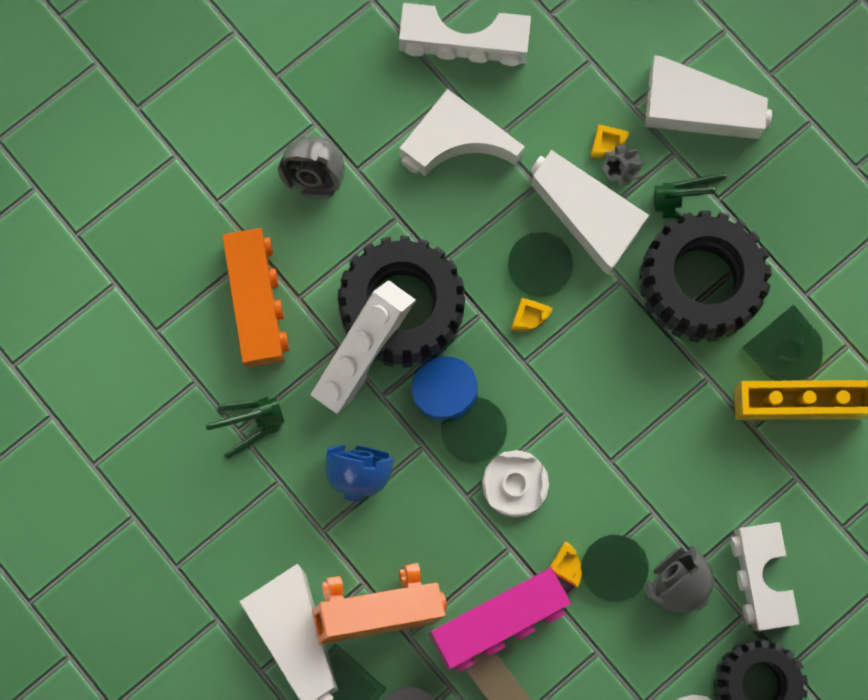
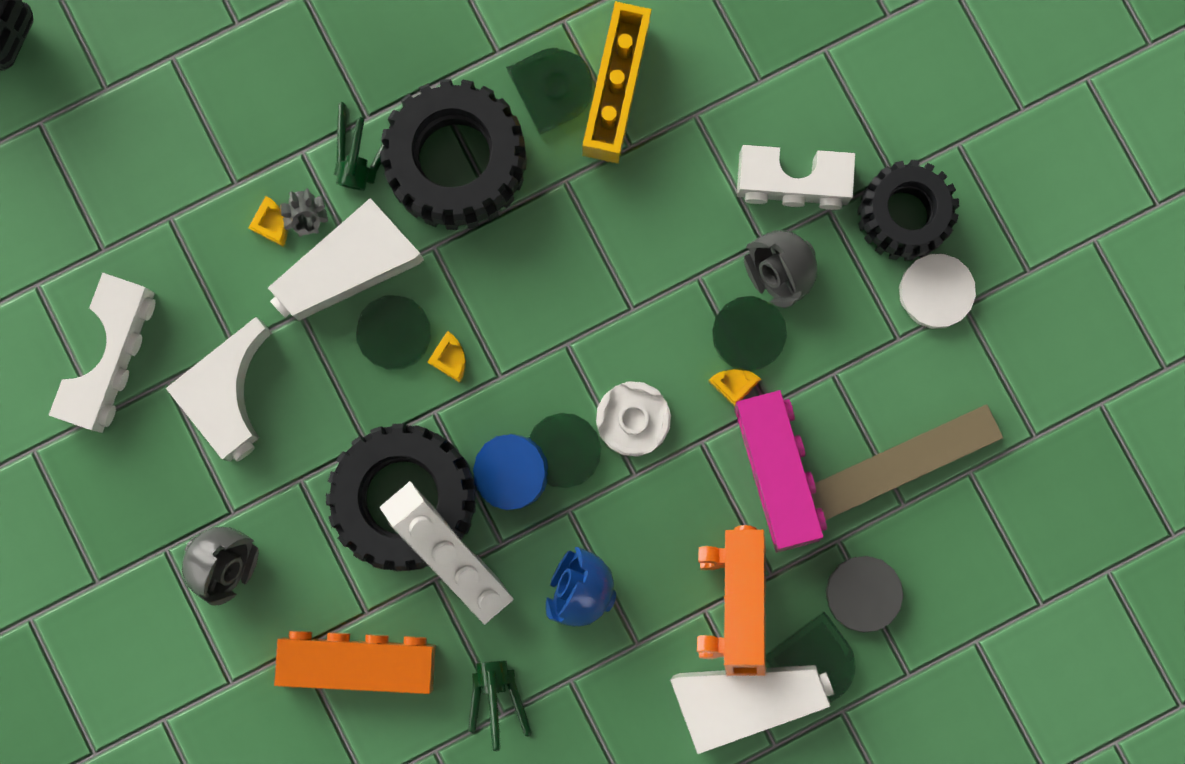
camera: 75 degrees left, 5 degrees up
(700, 103) = (253, 107): white slope -> none

